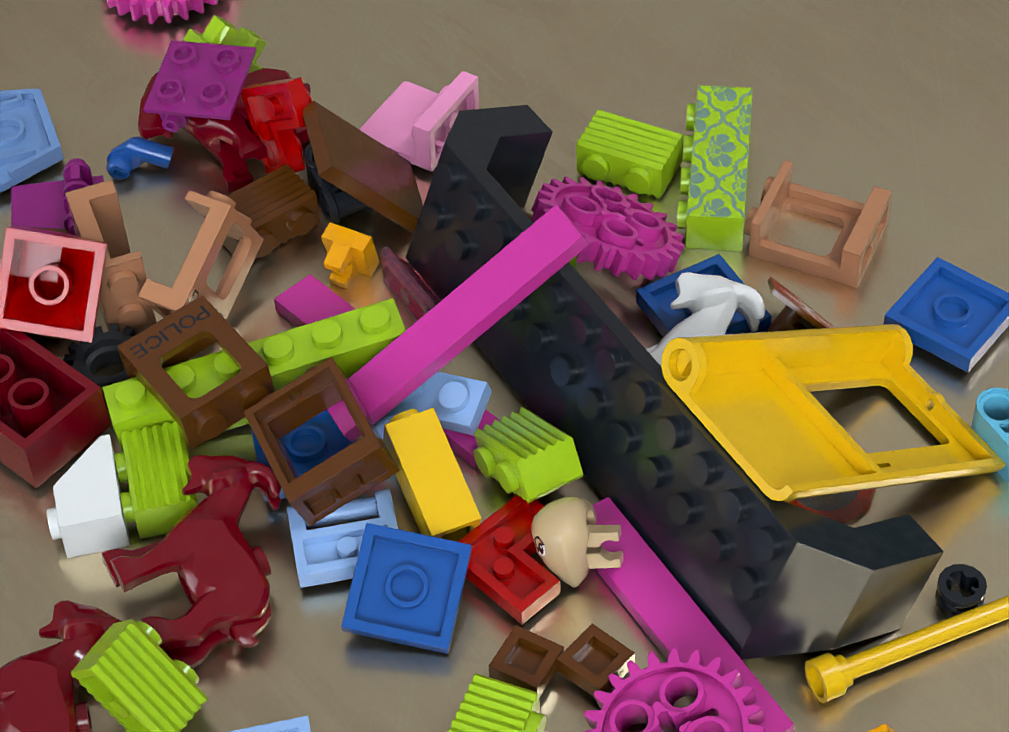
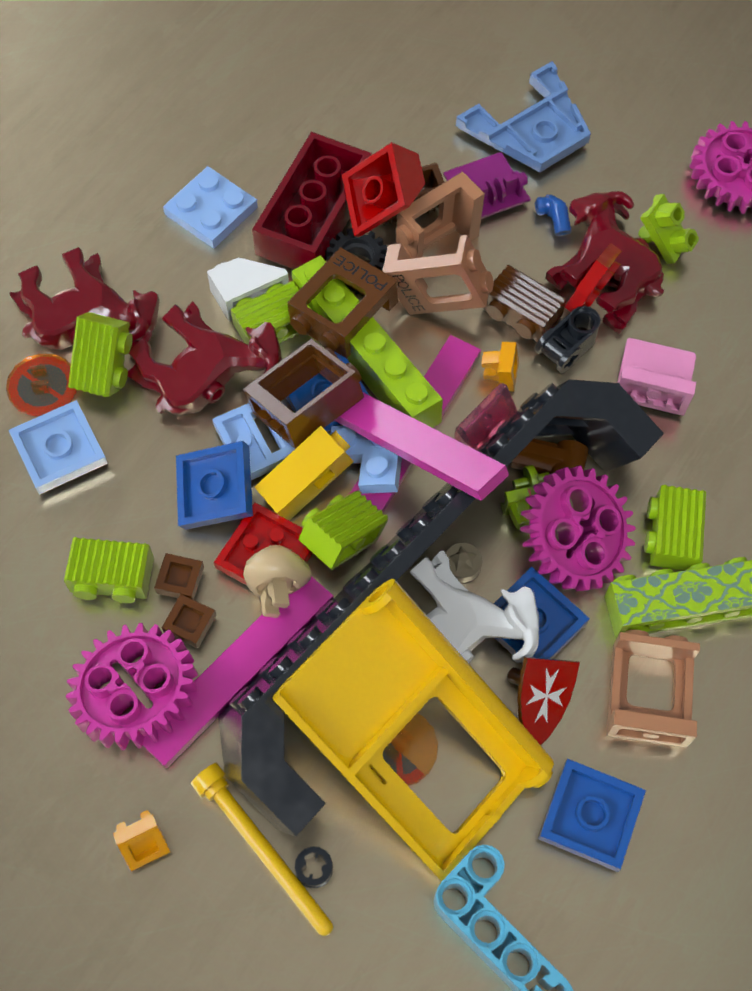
camera: 70 degrees right, 15 degrees up
(198, 82) = (609, 216): magenta hinge -> none
(363, 166) = (571, 338): reddish brown tile -> none

